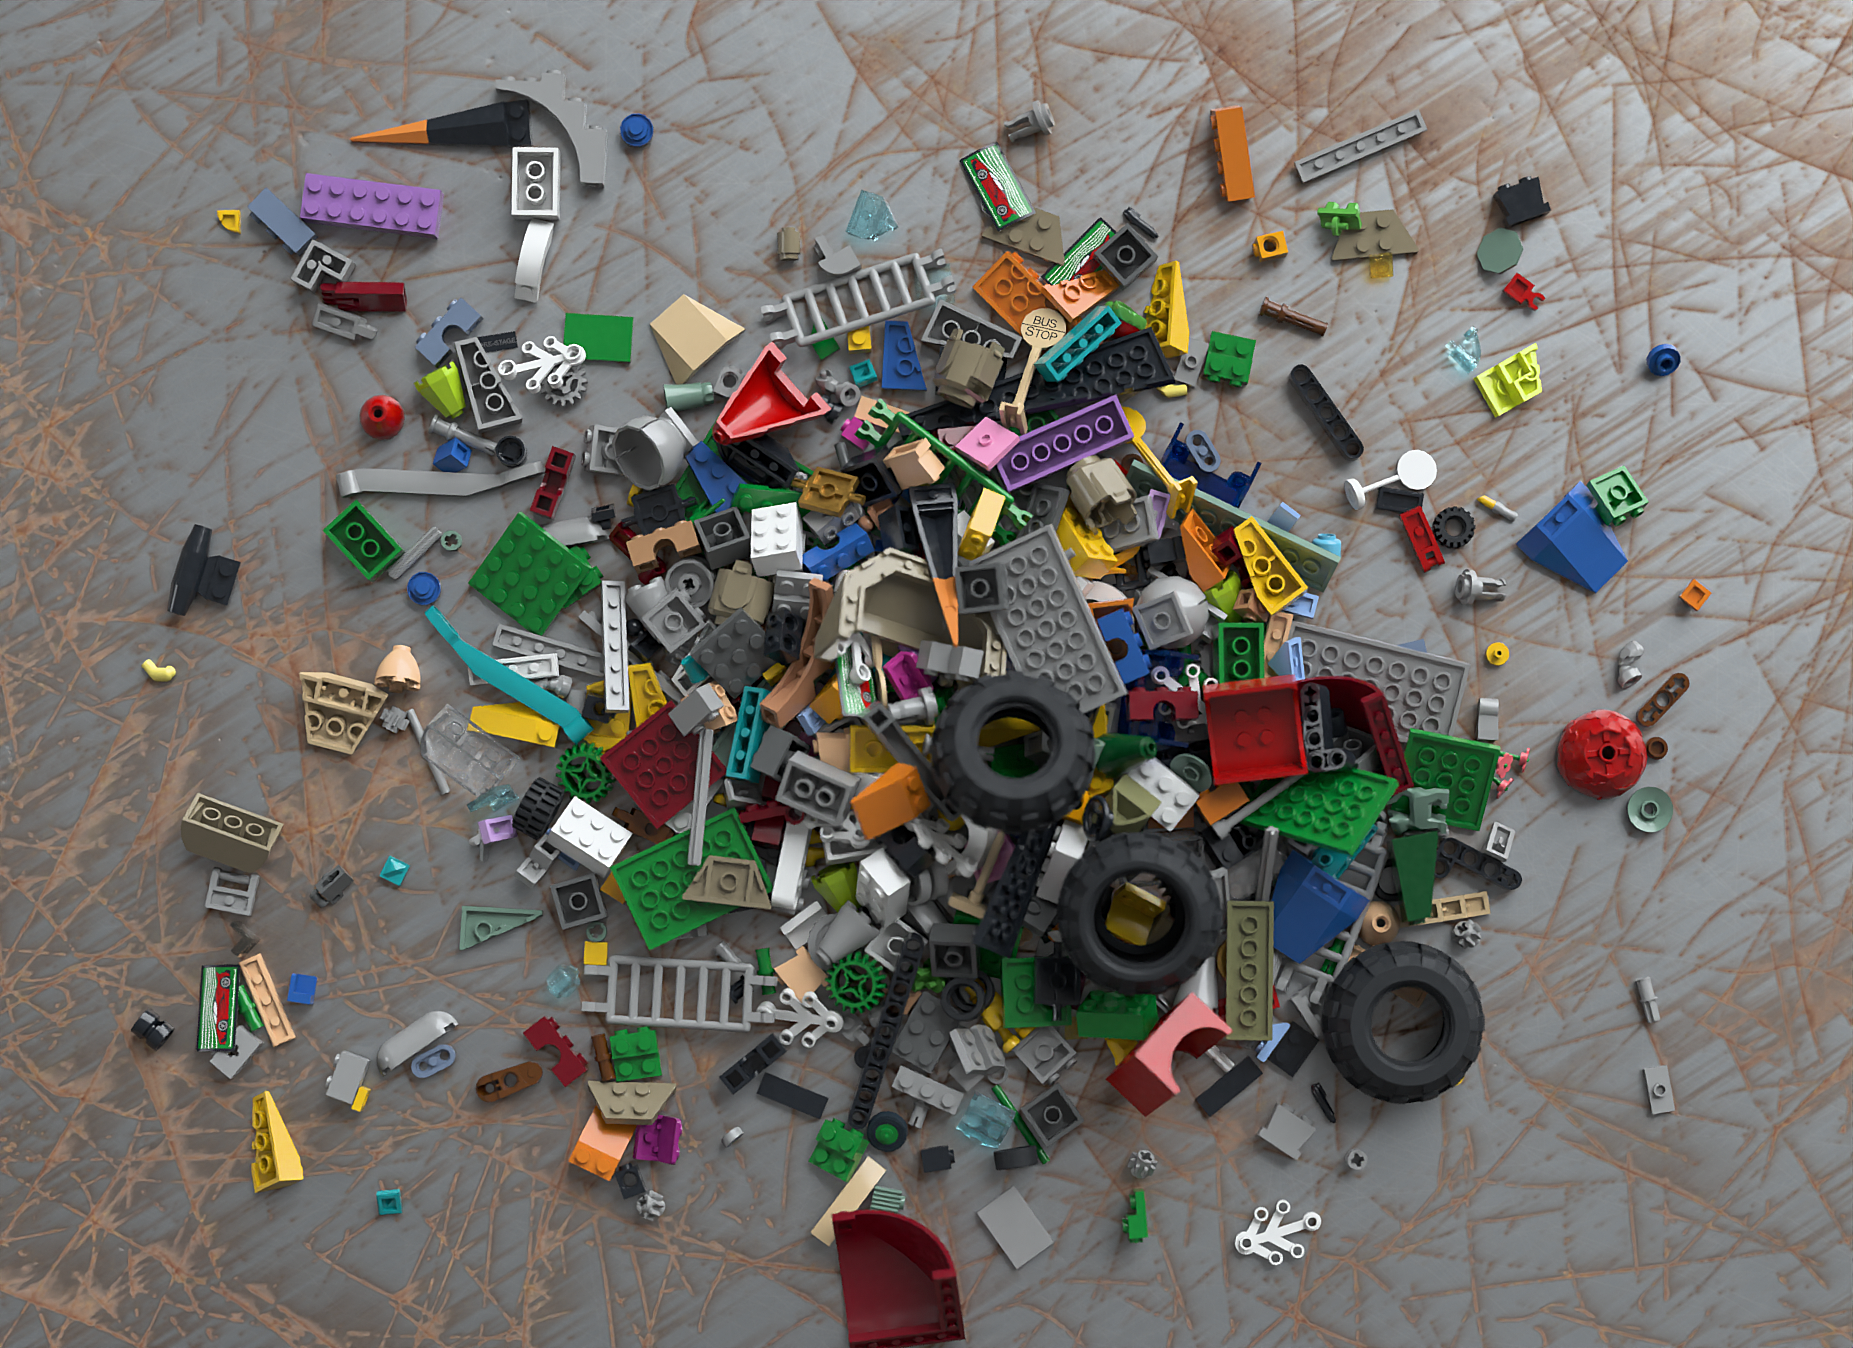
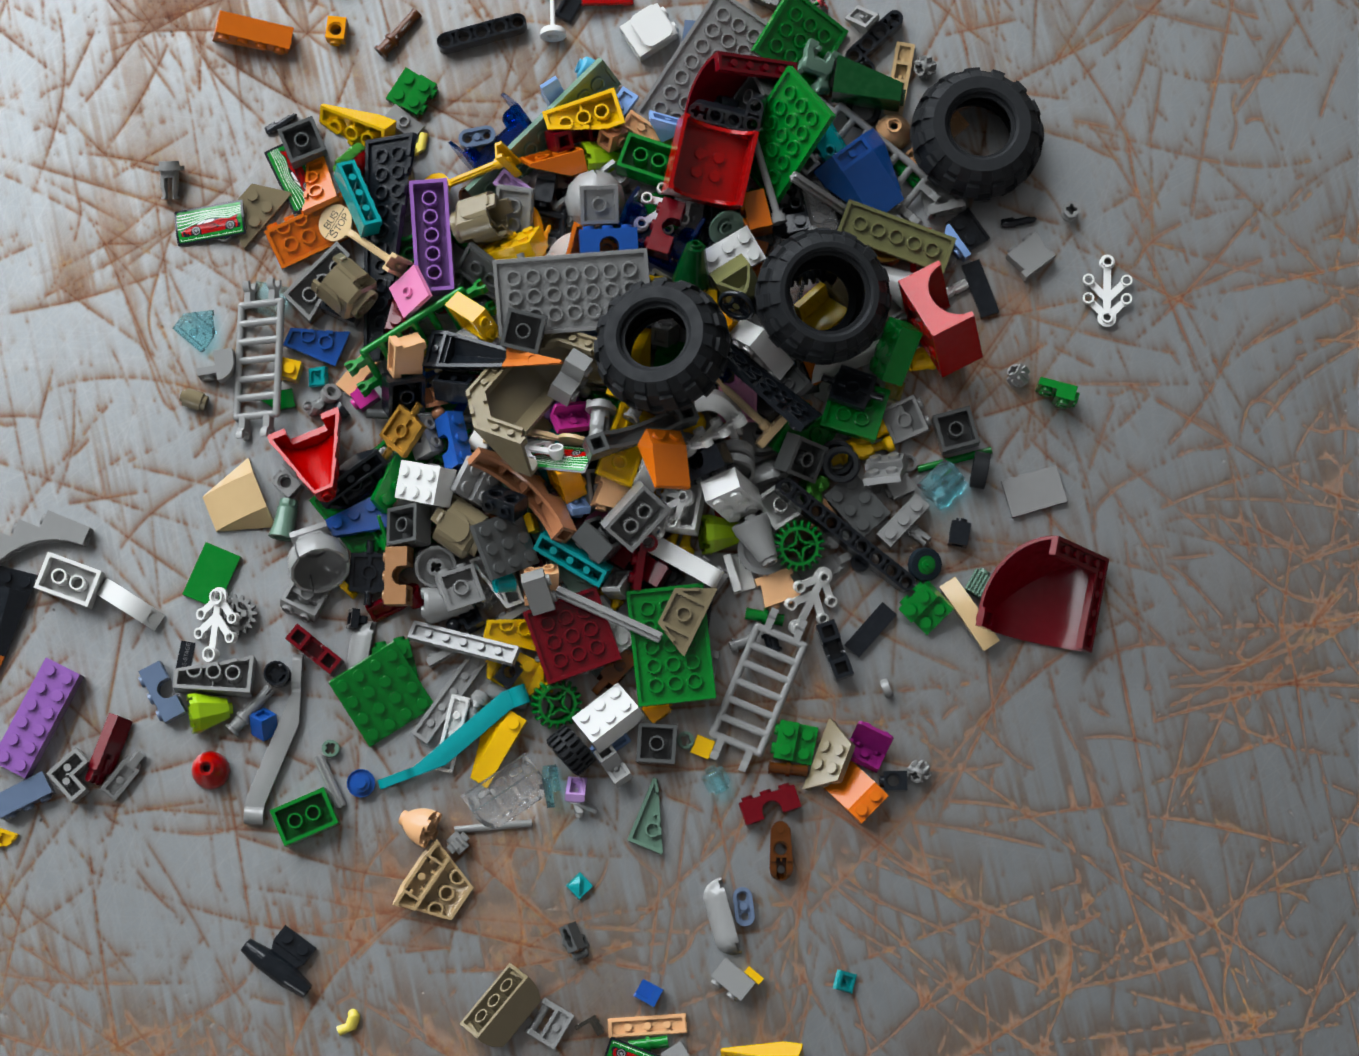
camera: 65 degrees left, 5 degrees down
(636, 130) = (57, 487): blue plate -> none
(1396, 603) = (649, 31): none -> white brick

